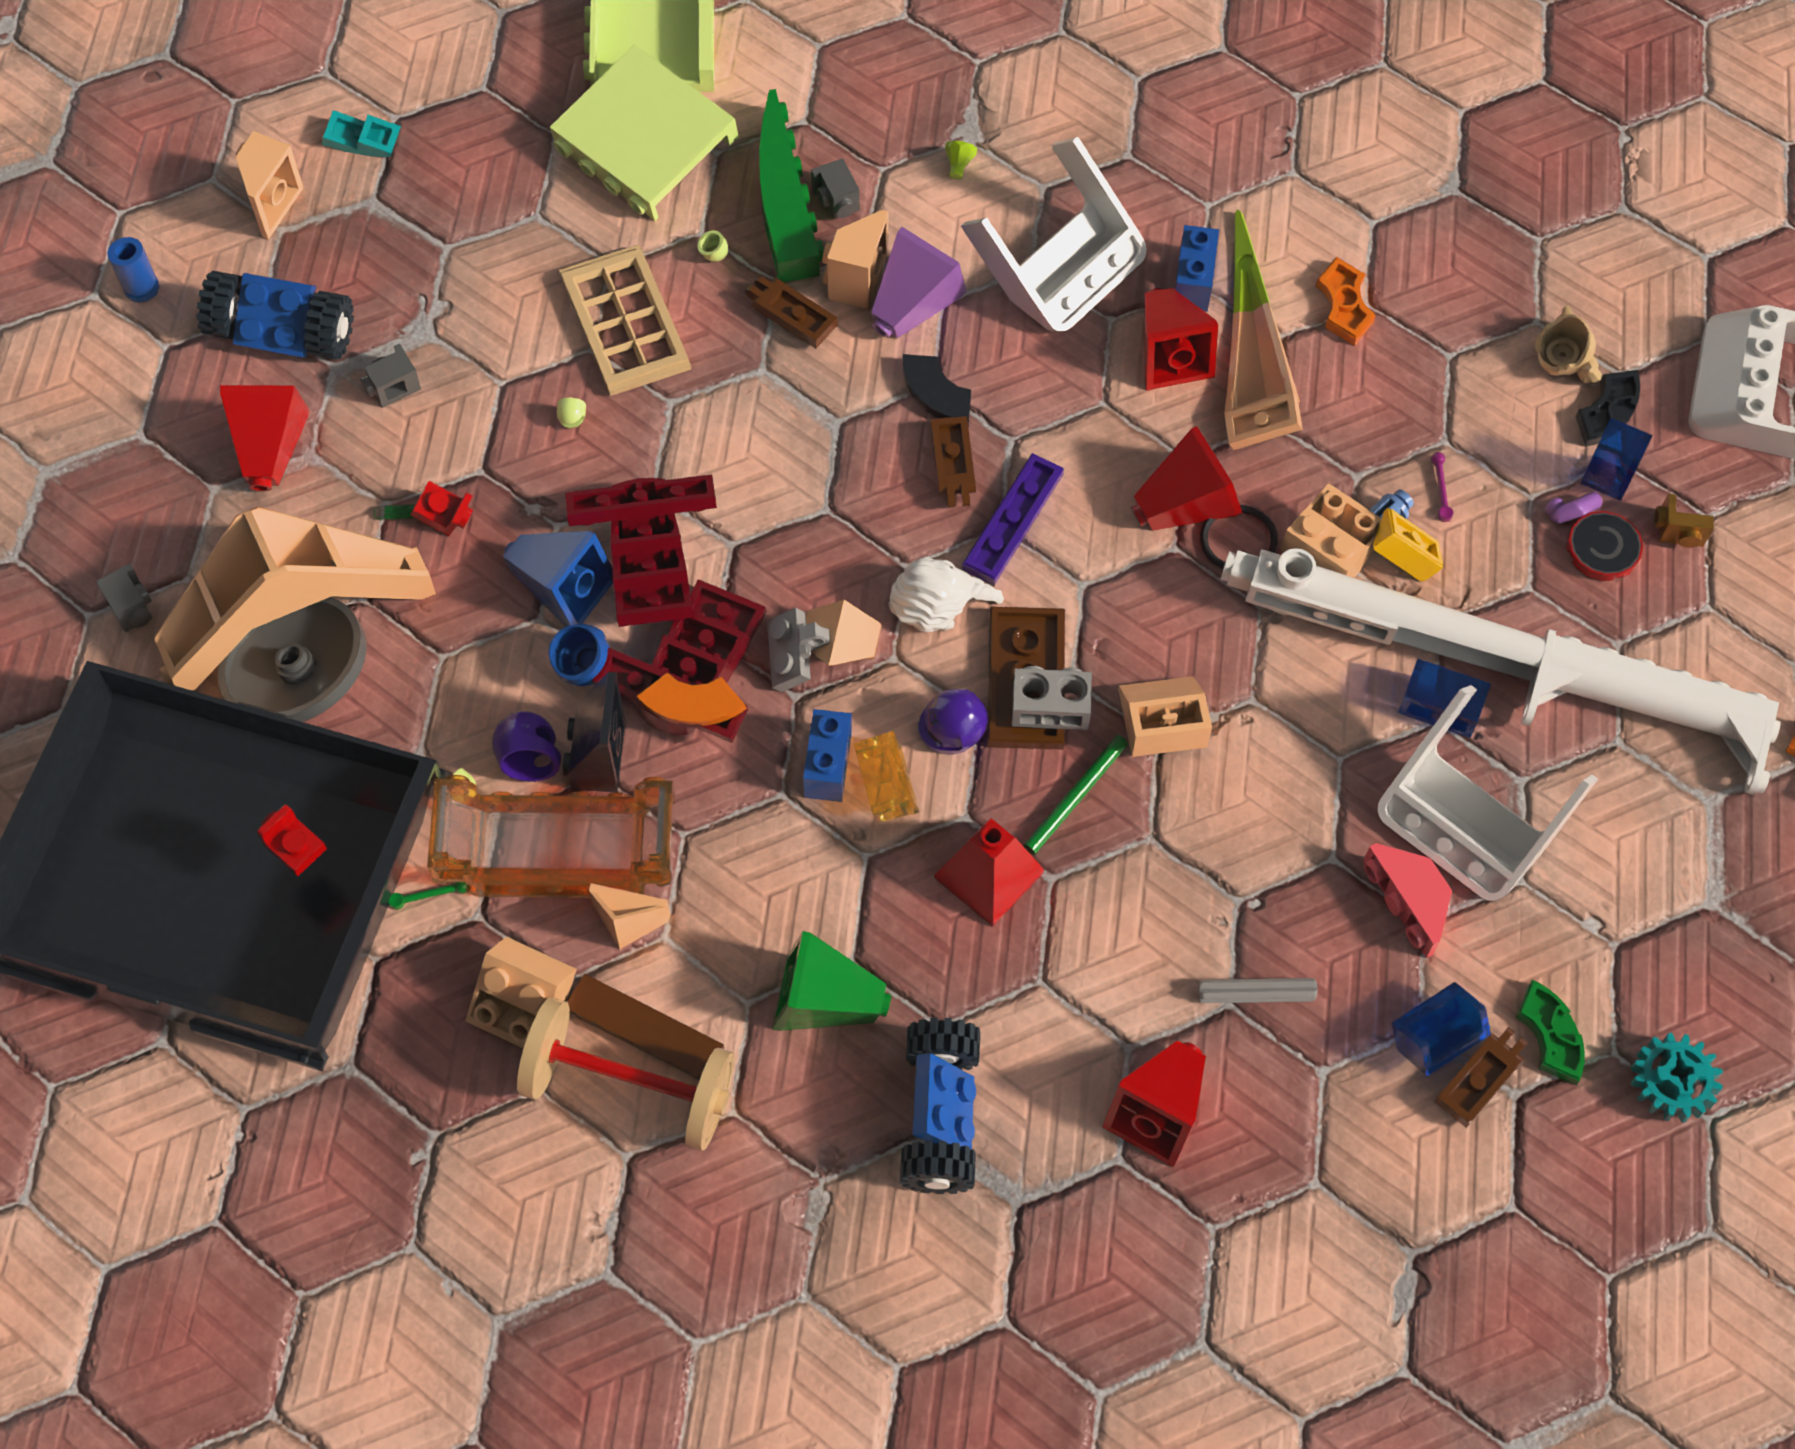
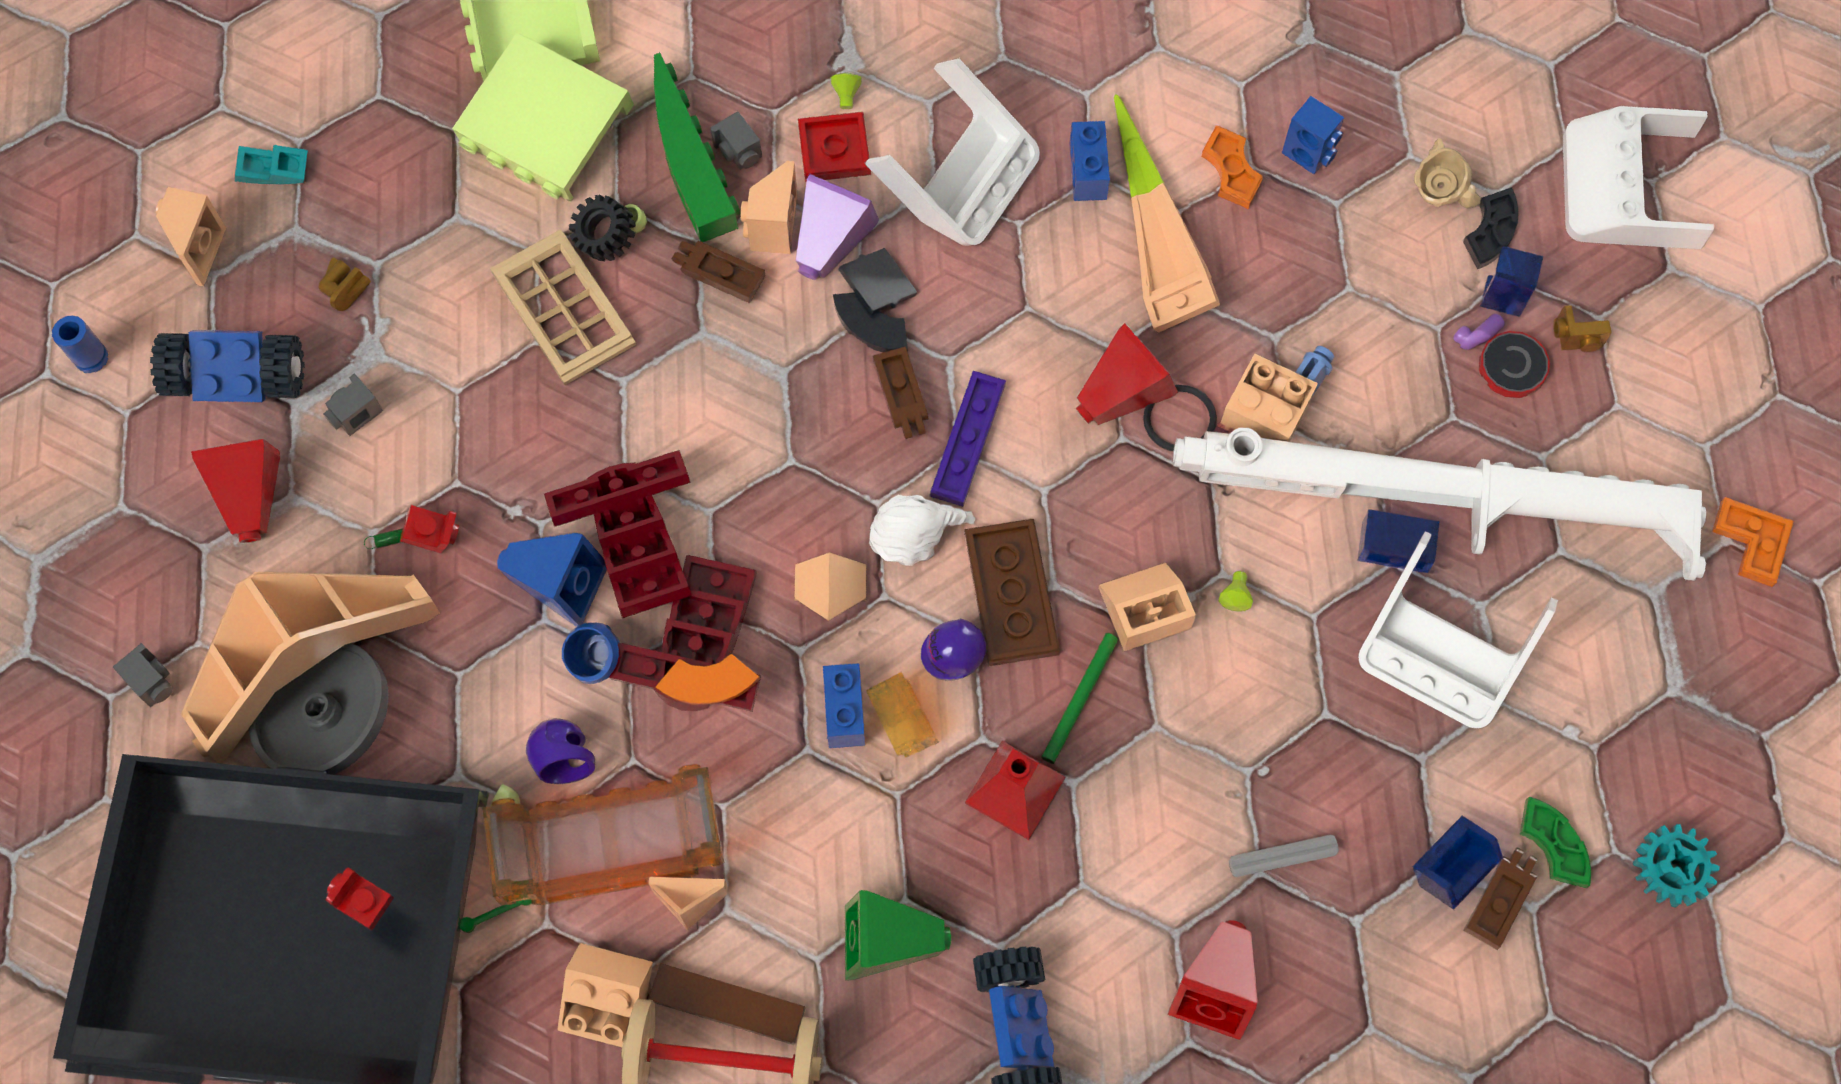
camera: 10 degrees left, 5 degrees up
(408, 260) = (348, 290): none -> pearl gold piece
(571, 412) = (531, 410): yellowish green hinge -> none
(596, 739) = (624, 733): black slope -> none
(669, 238) = (588, 220): none -> black tyre
(791, 647) = (788, 606): light grey hinge -> none
(936, 210) = (834, 146): none -> red tile
(952, 349) = (877, 281): none -> black piece
(1051, 708) = (1043, 621): light grey brick -> none
(1177, 340) = (1085, 234): red slope -> none
(1261, 721) = (1236, 595): none -> lime rock
(1407, 546) = (1338, 400): yellow slope -> none
(1412, 892) = (1406, 735): coral slope -> none
(1435, 280) = (1313, 135): none -> blue brick
(1445, 513) = (1363, 358): magenta hinge -> none

